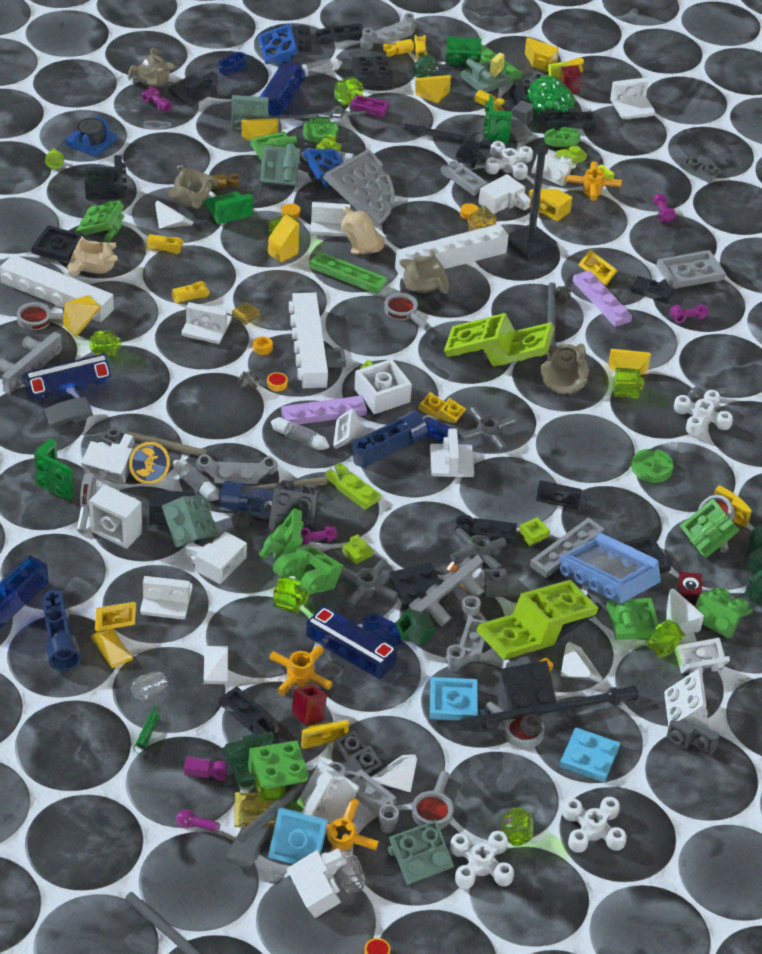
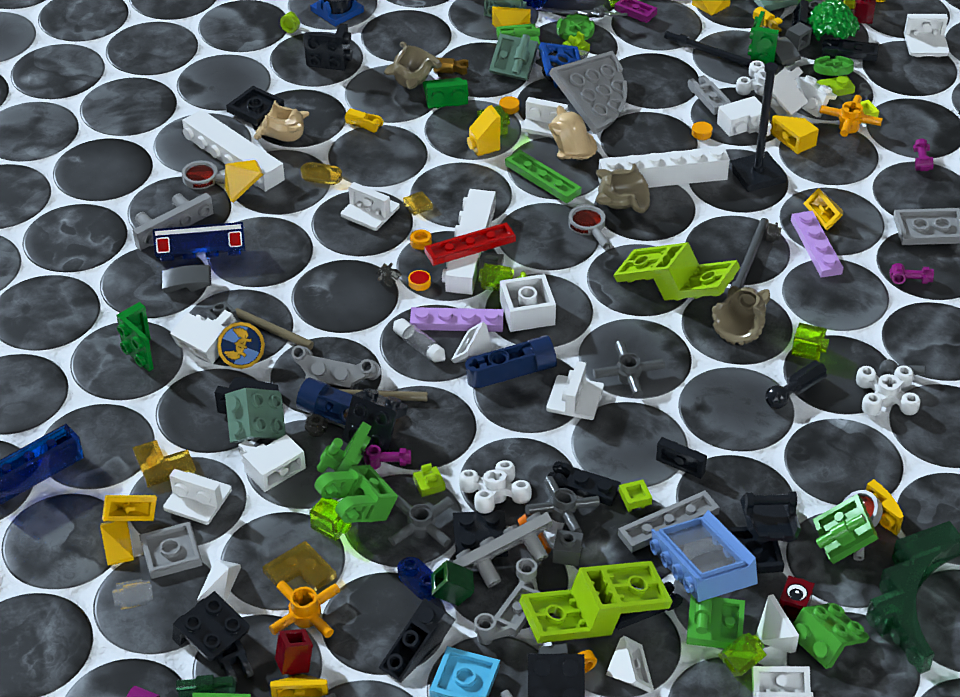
camera: 20 degrees right, 0 degrees up
(62, 647) = (65, 514): dark blue beam -> none
(87, 492) = (160, 372): light grey piece -> none
(102, 218) = (310, 86): bright green plate -> none
(105, 342) = (255, 213): clear neon green head -> none
(115, 516) = (178, 397): white brick -> none
(118, 580) = (157, 467): none -> clear yellow tile
(146, 298) = (321, 173): none -> clear yellow tile
(147, 730) = (110, 645): green piece -> none
(162, 645) = (170, 550): none -> light grey tile
(169, 217) = (381, 94): white slope -> none
(190, 292) = (367, 173): yellow bar -> none
(196, 480) = (285, 370): piece -> none
(230, 697) = (210, 627): none -> black bracket
(279, 634) = (300, 561): none -> clear yellow tile
(314, 342) = (469, 244): none -> red tile
(345, 368) = (493, 274): none -> clear neon green brick
(351, 642) = (374, 586): clear blue brick -> none
(353, 486) = (454, 409): lime hinge -> none
(403, 676) = (417, 640): none -> black slope
(417, 544) = (495, 486): none -> white gear
(437, 429) = (567, 358): clear blue plate -> none
(446, 411) = (586, 338): yellow slope -> none
(469, 150) = (723, 66): black shield -> none
(481, 218) = (709, 138): clear yellow brick -> none
(525, 168) = (786, 96): none -> white hinge
(628, 419) = (805, 378): none -> black piece
(629, 359) = (822, 317): yellow slope -> none
(650, 528) = (771, 516): none -> black shield
(652, 289) = (878, 242): black plate -> none
(652, 465) = (806, 442): bright green tile -> none

